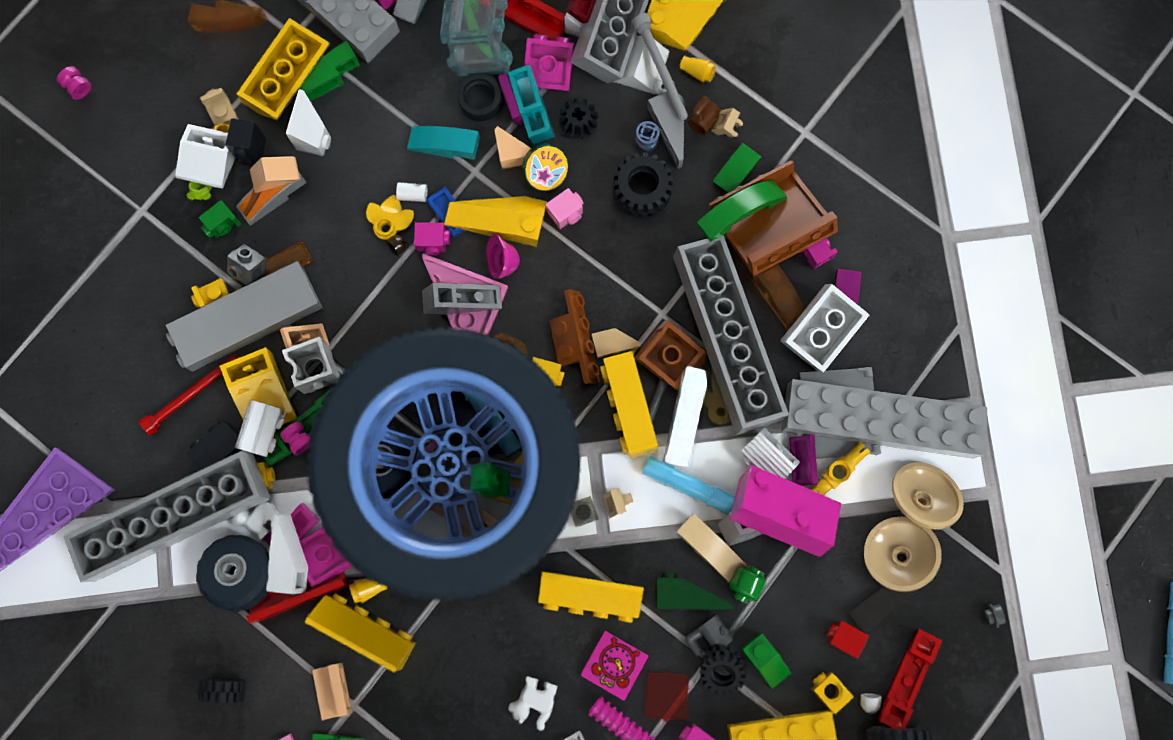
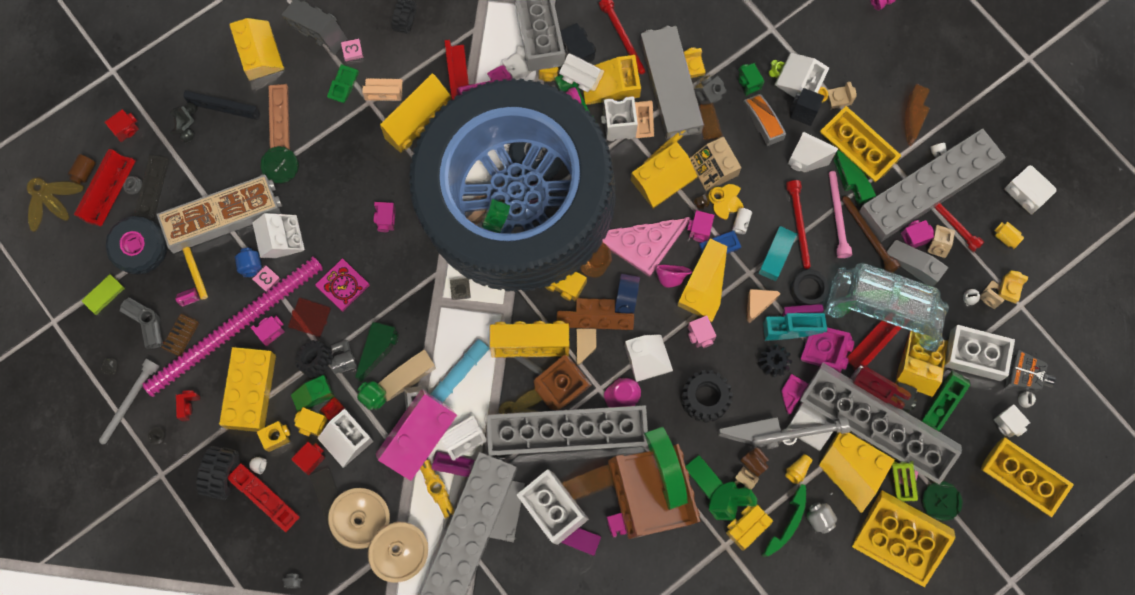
camera: 100 degrees right, 5 degrees down
(234, 573) = (482, 39): black wheel -> none
(274, 172) = (775, 121): light nougat slope -> none
(286, 558) = (474, 71): white slope -> none
(340, 310) = (672, 140): none -> yellow bar
(345, 238) = (715, 164): none -> tan slope
(356, 139) = (794, 188): none -> red piece
(373, 297) = (664, 175): none -> yellow slope
(420, 69) = (843, 249): none -> bright pink piece
(426, 13) = (890, 263): none -> reddish brown piece
(460, 298) = (645, 236): light grey slope -> none
(512, 635) = (384, 216): none -> dark pink brick
(536, 699) = (334, 224): white animal -> none
(540, 304) = (627, 294): none -> dark blue brick
(545, 167) = (738, 323): tile -> none
(590, 595) = (396, 278): yellow slope -> none
(609, 94) = (792, 392): none -> dark pink tile
(610, 265) = (647, 357): none -> white slope
(616, 503) = (460, 314): tan tile -> none
(644, 140) = (748, 415): sand blue wheel -> none
(662, 285) = (622, 393): none -> dark pink hat
(686, 416) = (512, 382): clear smoke tile -> none
(747, 32) = (821, 517): none -> light grey head
(757, 138) = (728, 498): none -> green brick
(764, 62) = (798, 500): none -> green slope
(777, 628) = (332, 409): none -> red slope
(779, 108) = (749, 526): none -> yellow brick
(801, 652) = (310, 422): none -> yellow brick
(809, 601) = (344, 438): none -> white slope

